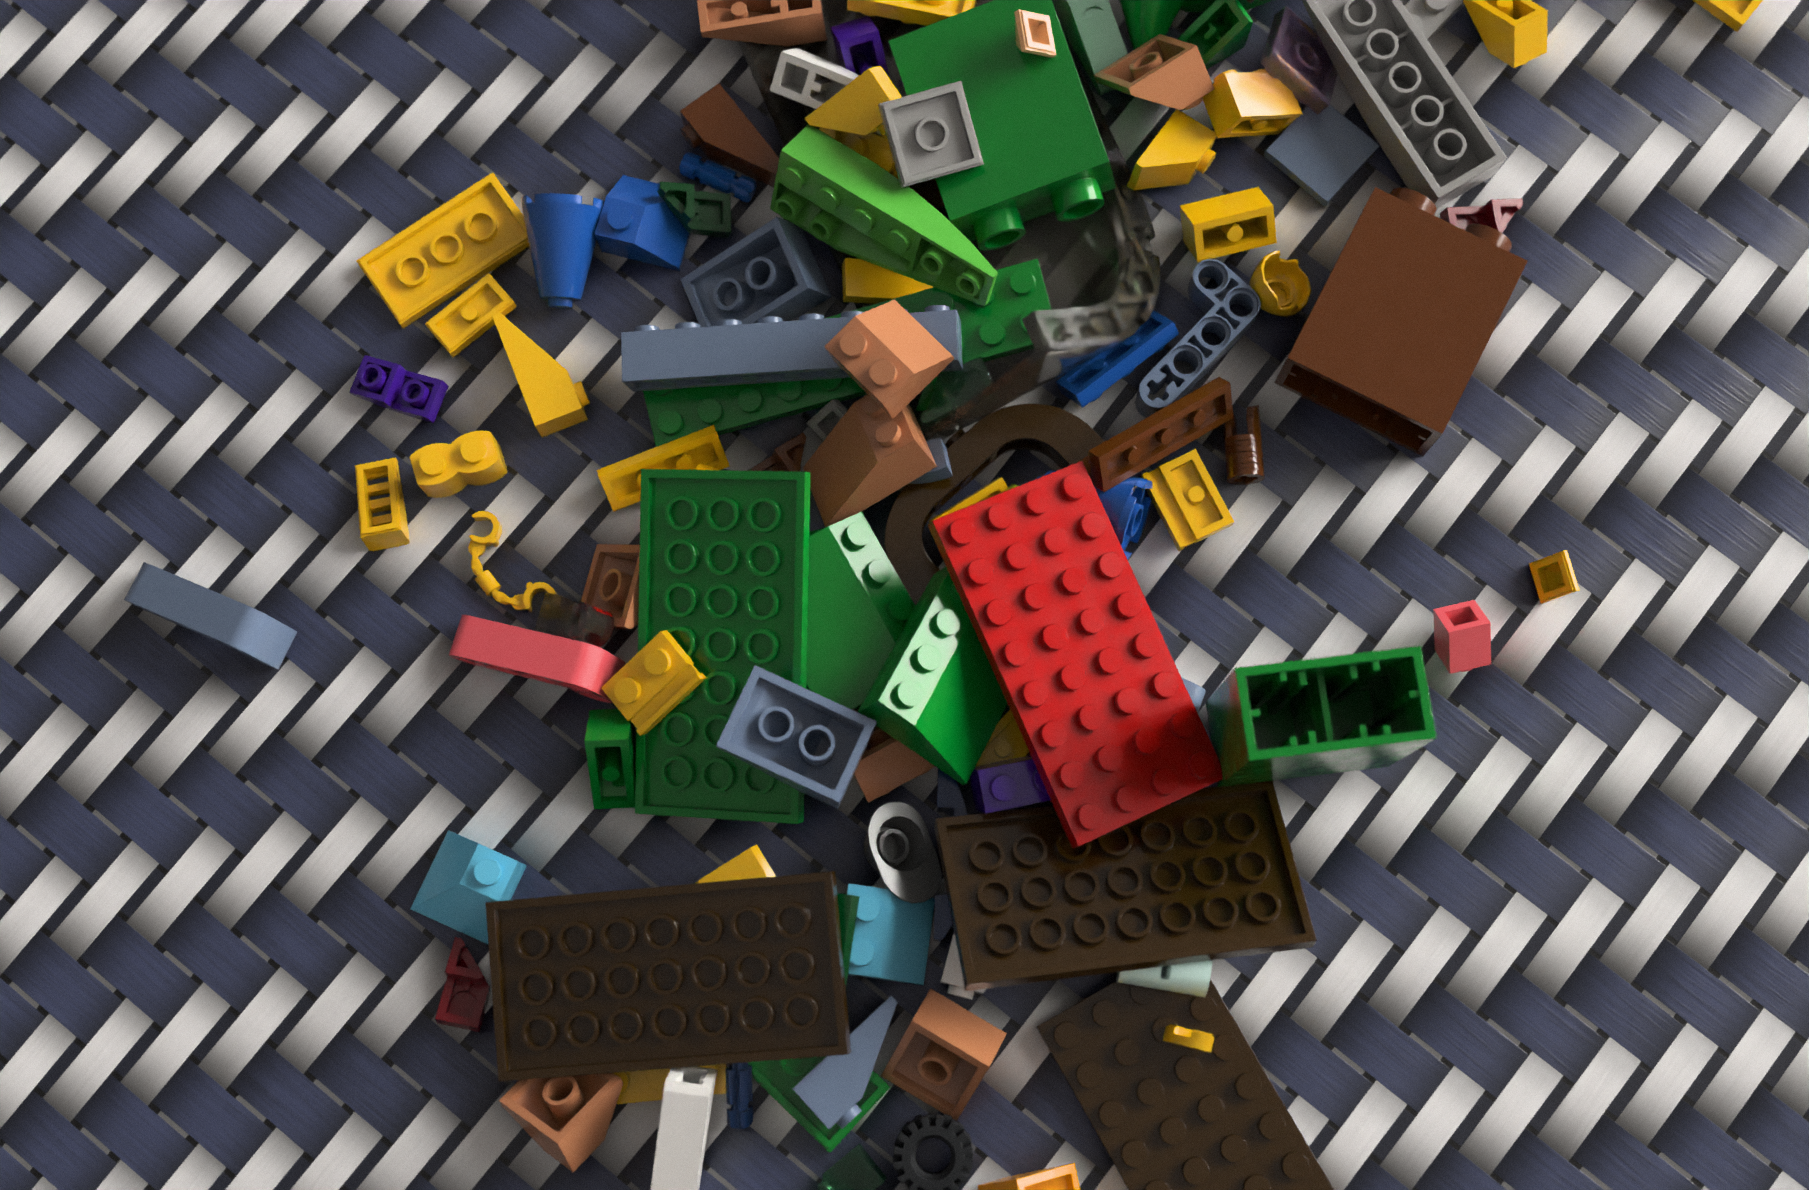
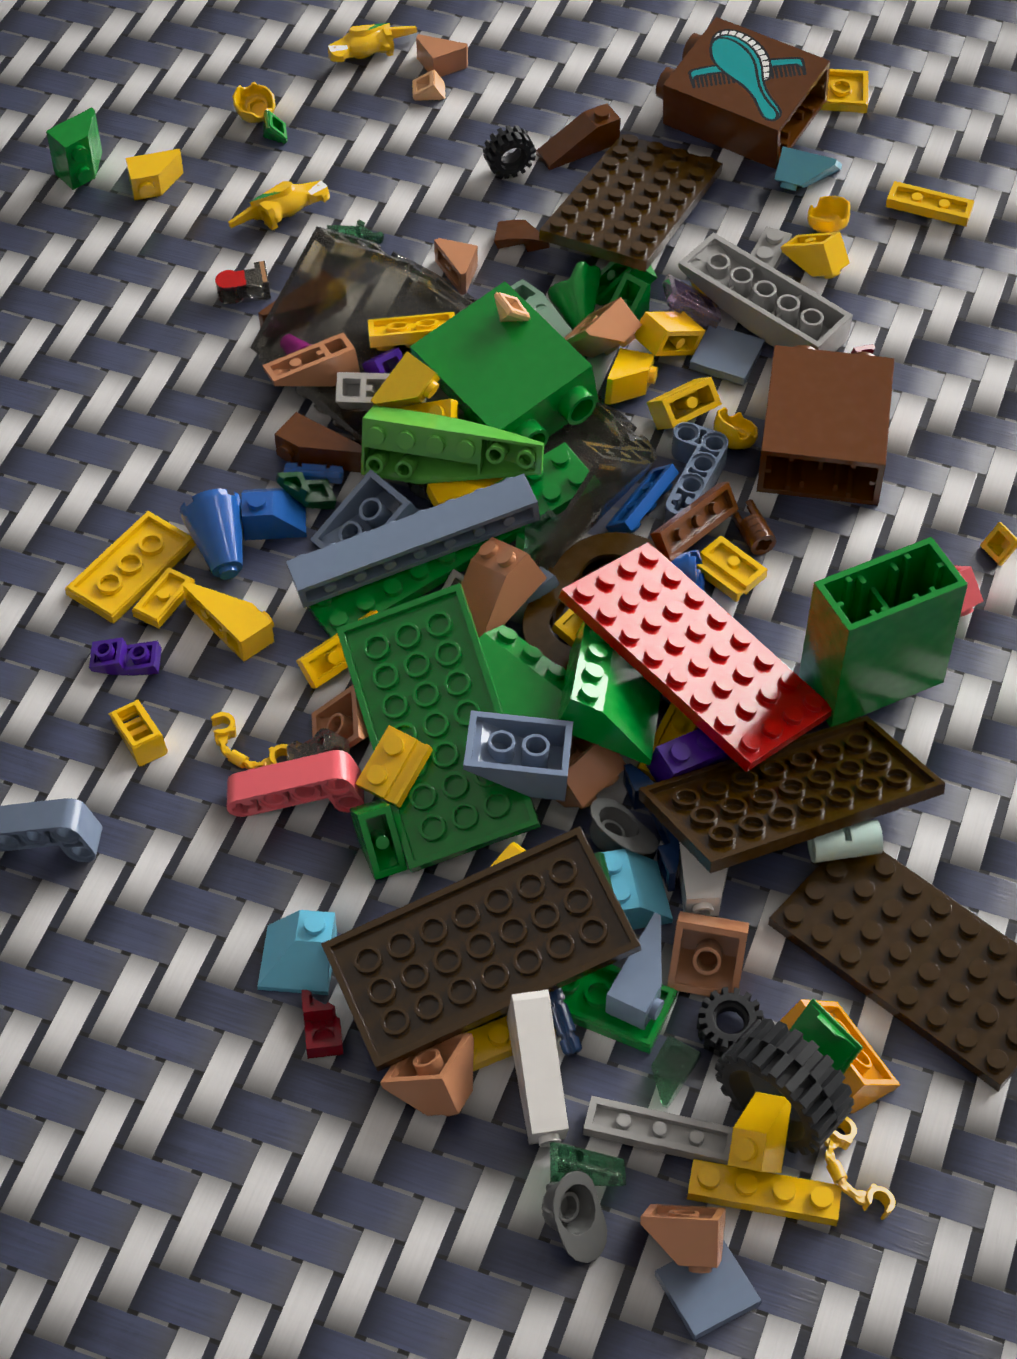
camera: 20 degrees left, 25 degrees down
(449, 468) = (186, 687): yellow brick -> none
(888, 355) = (486, 511): nougat slope -> none
(930, 134) = (464, 380): light grey tile -> none
(1188, 1038) = (885, 883): yellow tile -> none

